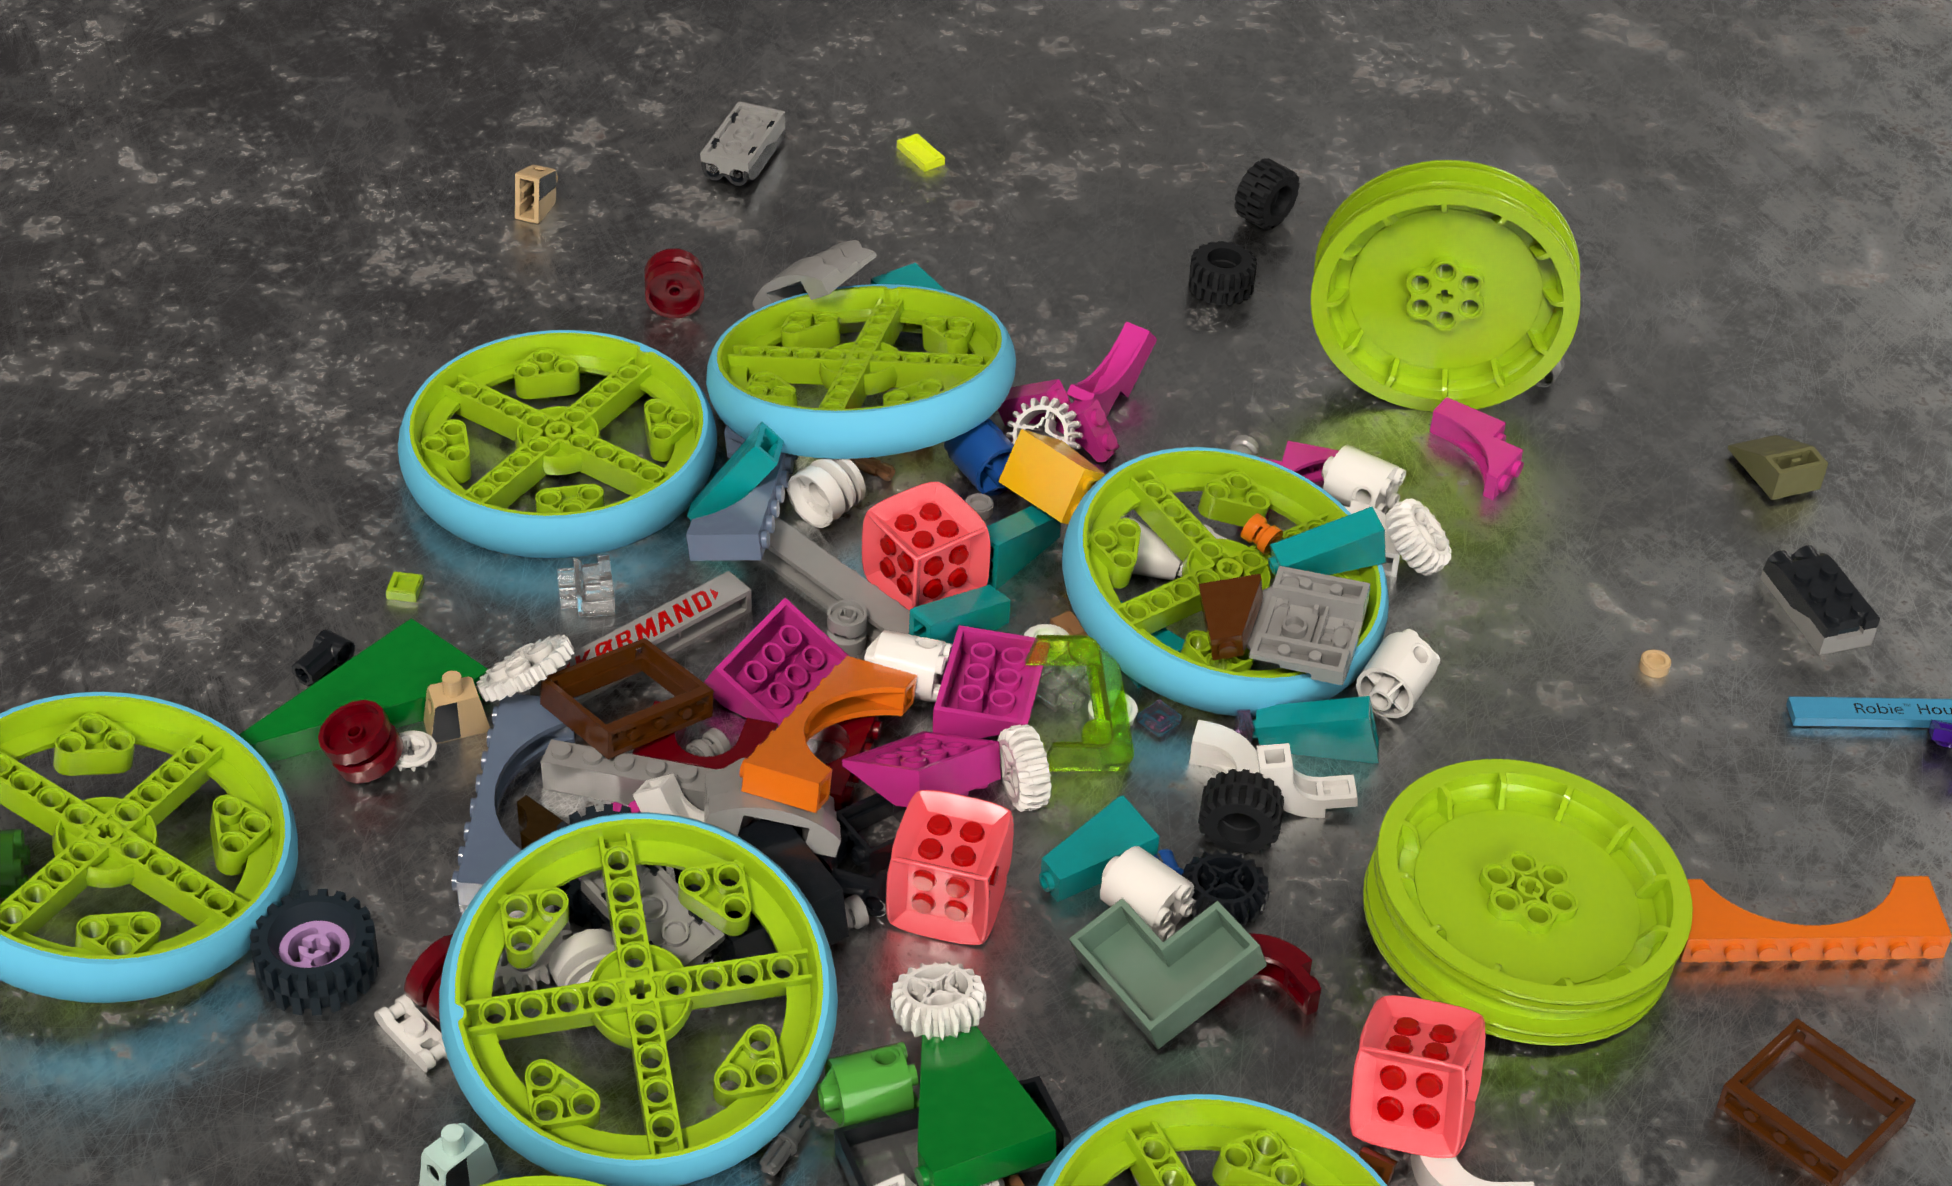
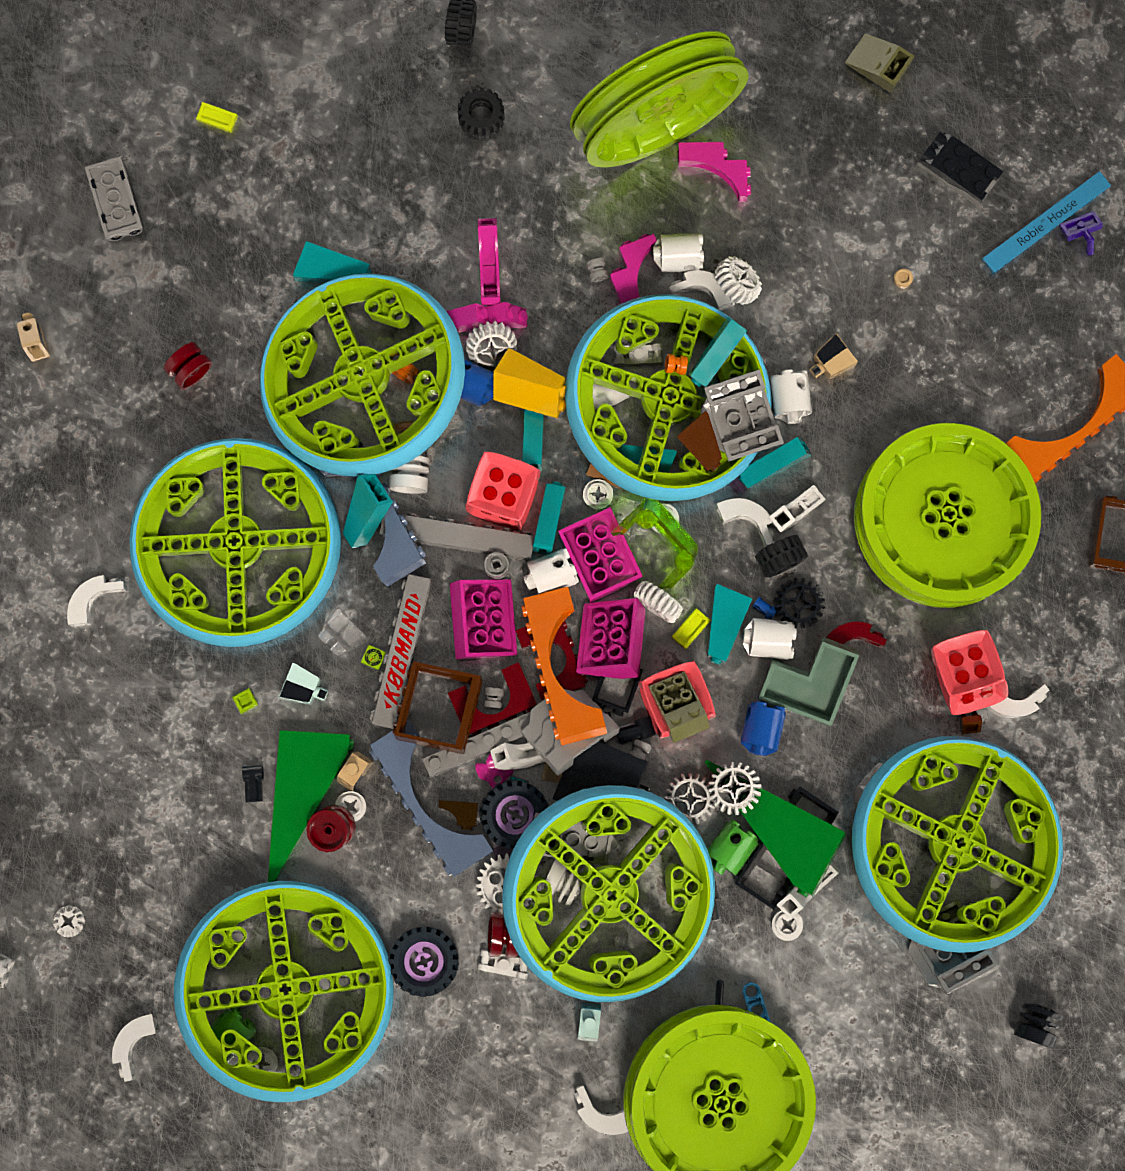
camera: 35 degrees left, 40 degrees up
(342, 400) = (82, 599): none -> white arch
(484, 605) = (302, 686): none -> torso
(525, 668) = (375, 744): white gear -> none
(598, 629) = (373, 657): none -> lime tile
(816, 274) = (269, 304): light grey slope -> none
(866, 1015) = (690, 789): none -> white gear
(941, 836) = (679, 707): none -> olive slope
(981, 504) = (487, 414): light grey tile -> none
(1041, 835) = (690, 628): none -> neon yellow tile
(1046, 979) = (762, 728): none -> blue cylinder
(1159, 718) = (689, 507): tile -> none
(1488, 680) = (833, 359): none -> torso

